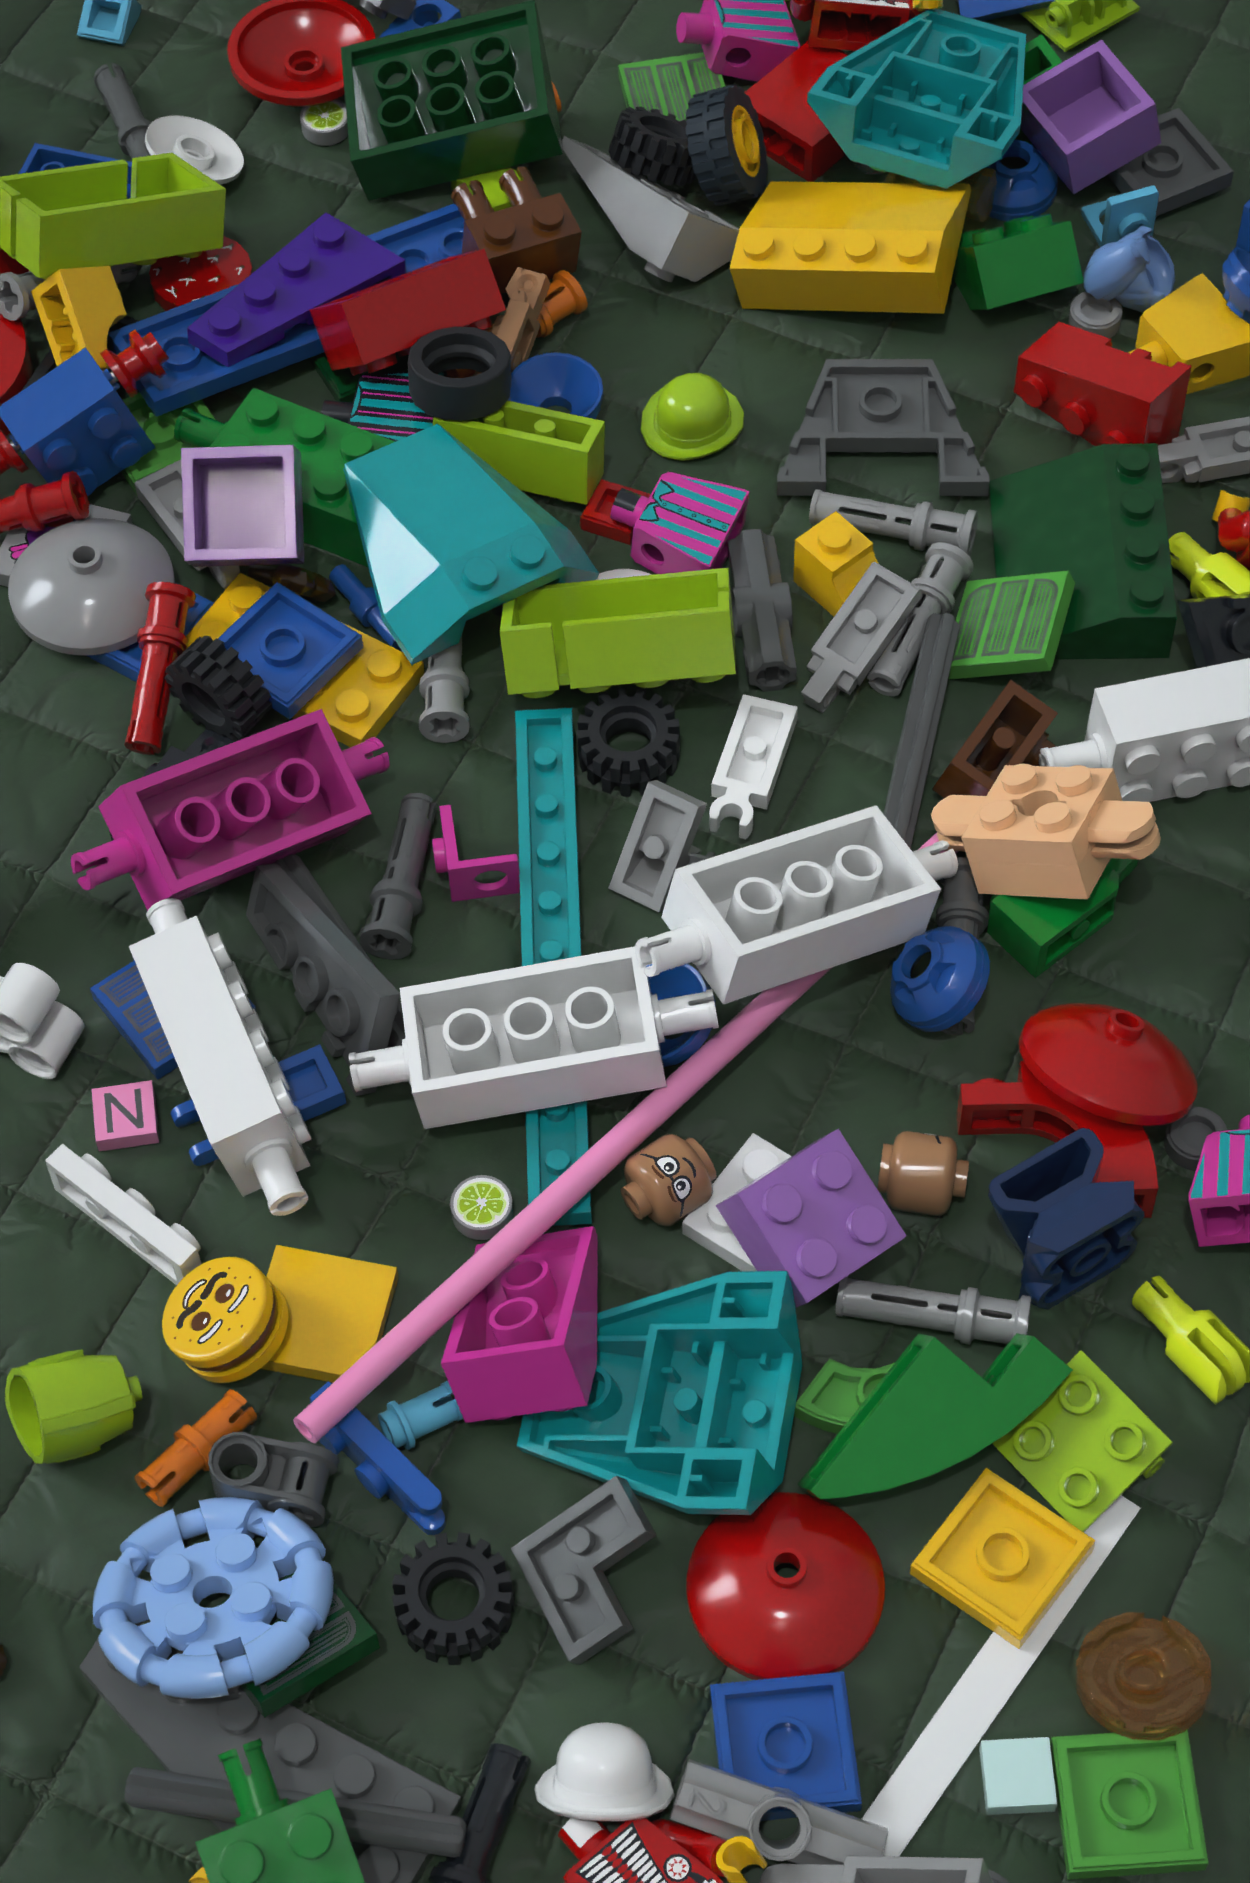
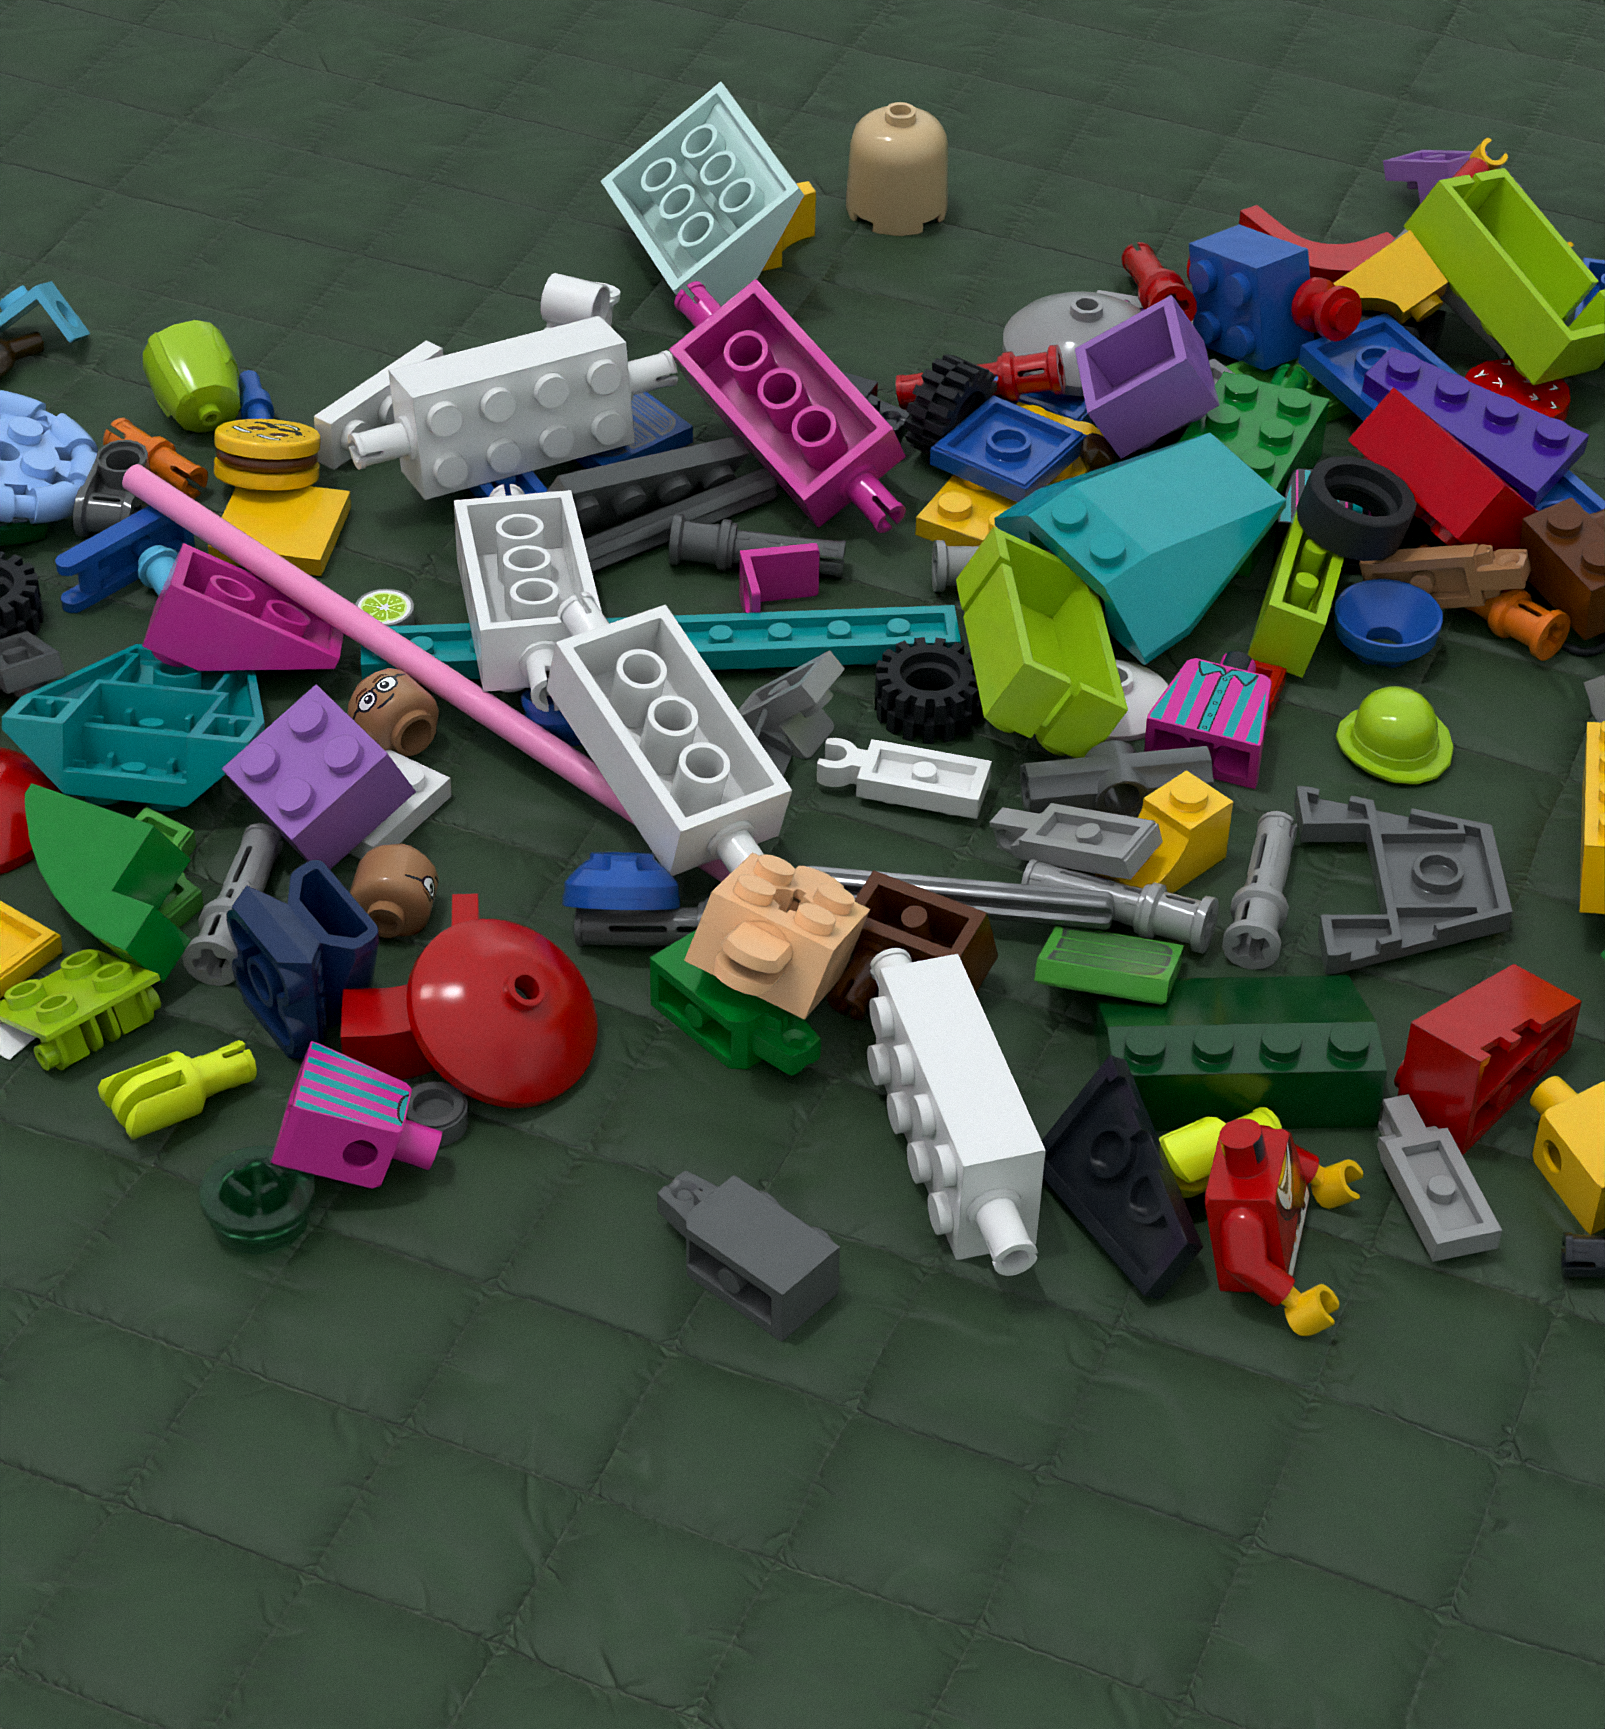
camera: 85 degrees right, 15 degrees down
(123, 1346) = (254, 400): none -> blue bar

